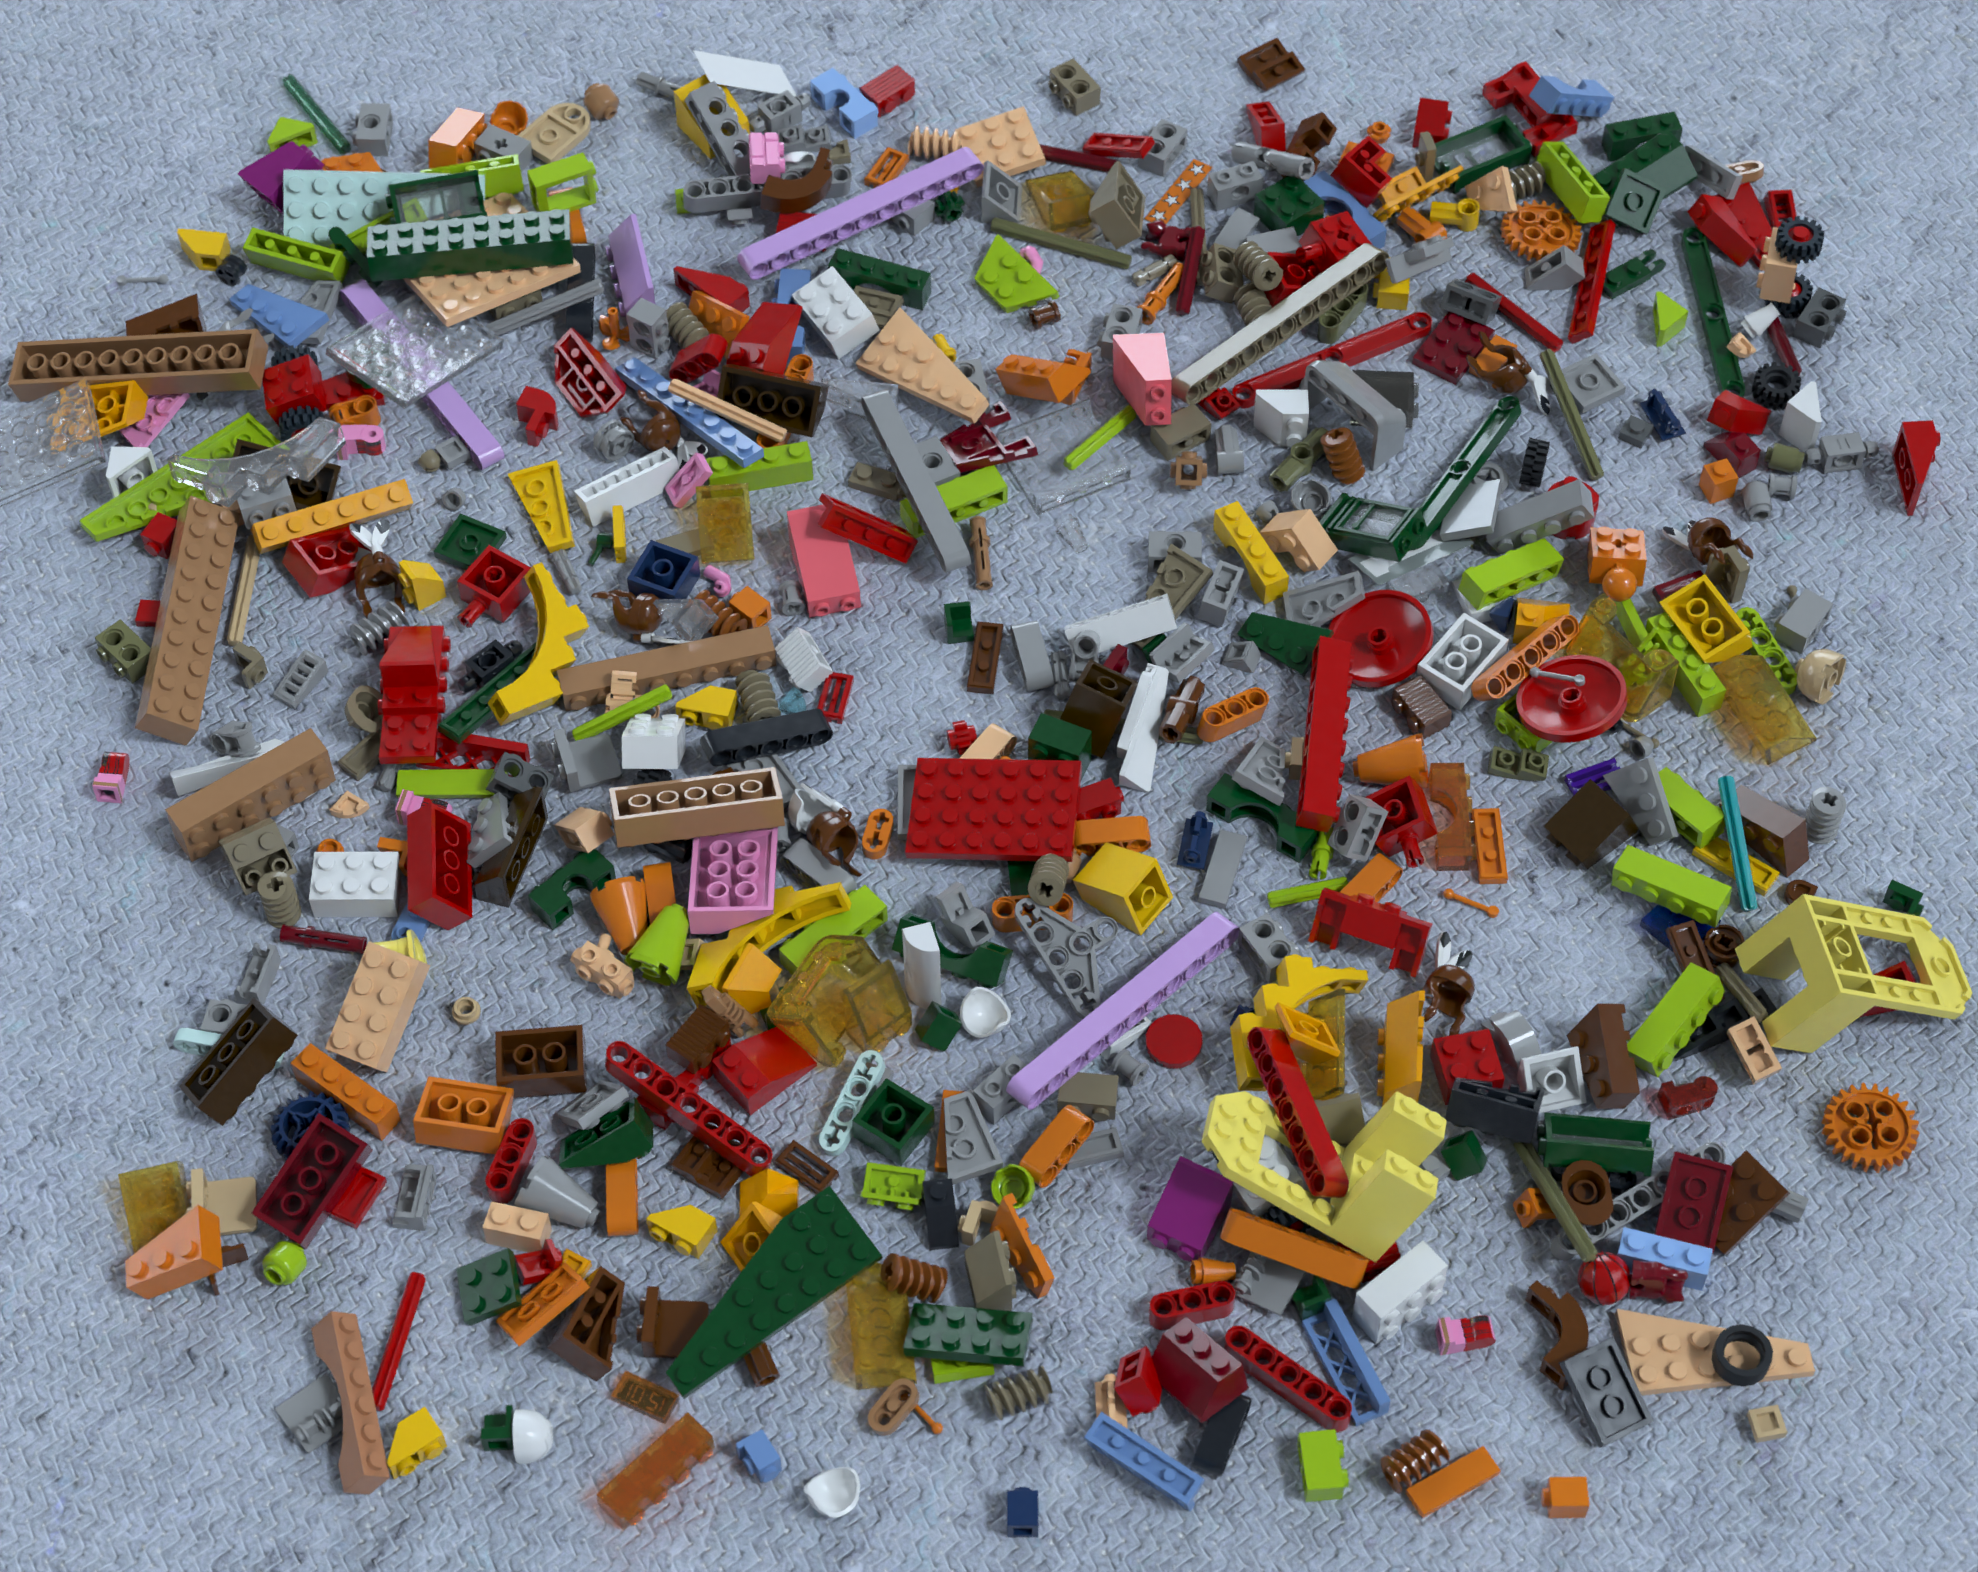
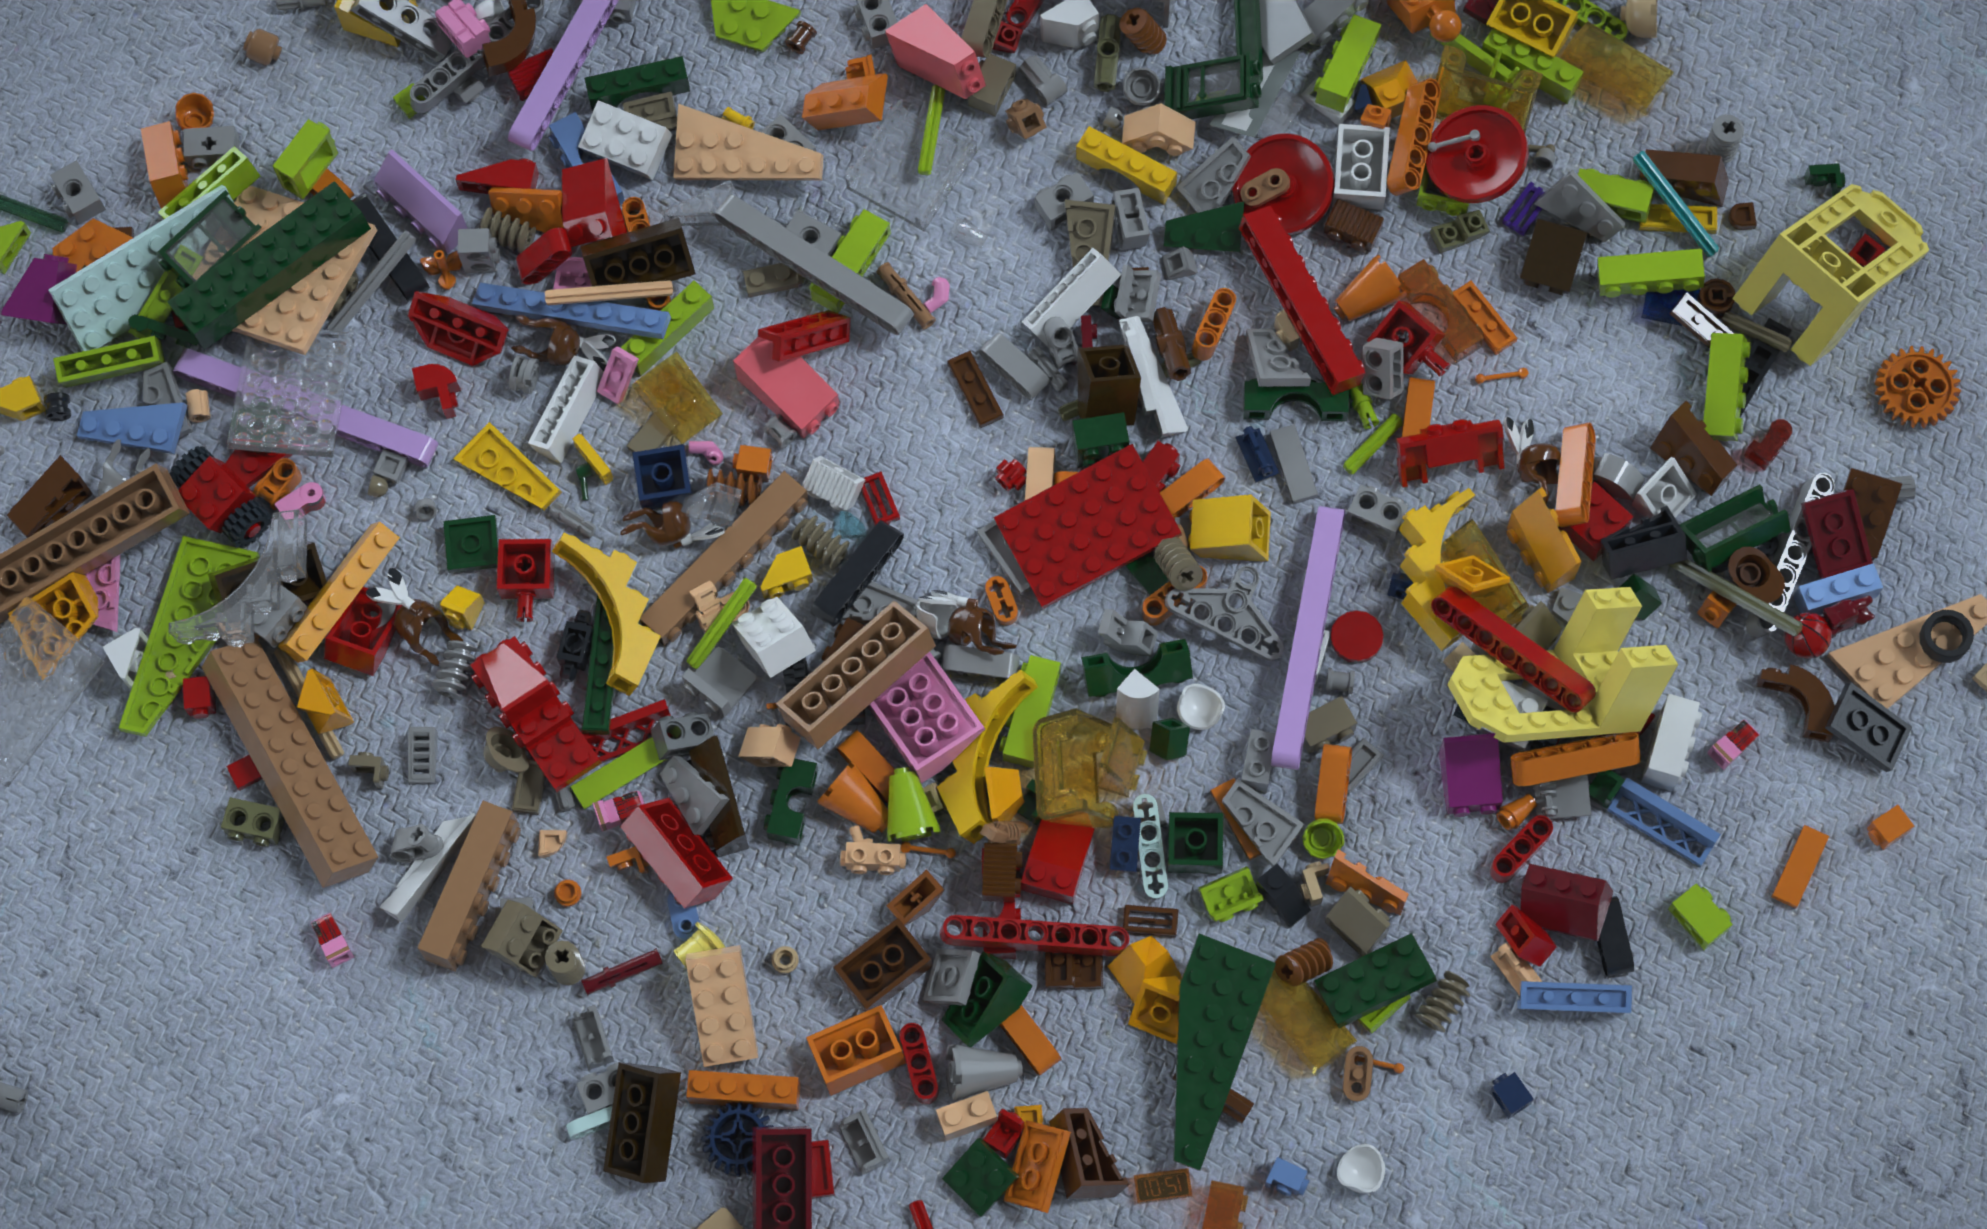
camera: 30 degrees left, 15 degrees up
(253, 590) = (323, 703): none -> light orange slope
(339, 326) = (198, 405): none -> light nougat piece
(355, 884) = (614, 908): white brick -> none
(555, 133) = (243, 101): tan plate -> none
(612, 1023) = (916, 898): none -> dark orange slope
(641, 982) = (907, 847): none -> orange hinge
(668, 1323) = (1144, 1116): reddish brown bracket -> none
(684, 1228) = (1095, 1032): yellow slope -> none
(829, 1085) = (1125, 843): none -> dark blue hinge
(958, 622) = (934, 372): dark green panel -> none
(978, 446) = (838, 201): dark red wing -> none
(1011, 569) = (941, 294): none -> bright pink arm
(1294, 1391) = (1642, 857): red beam -> none
(1359, 631) = (1265, 189): none -> medium nougat plate
(1412, 1458) = (1762, 869): dark orange piece -> none
(1473, 1012) = (1575, 474): none -> beam
(1504, 627) = (1376, 117): none -> orange bracket
(1753, 1050) = (1798, 376): light nougat brick -> none

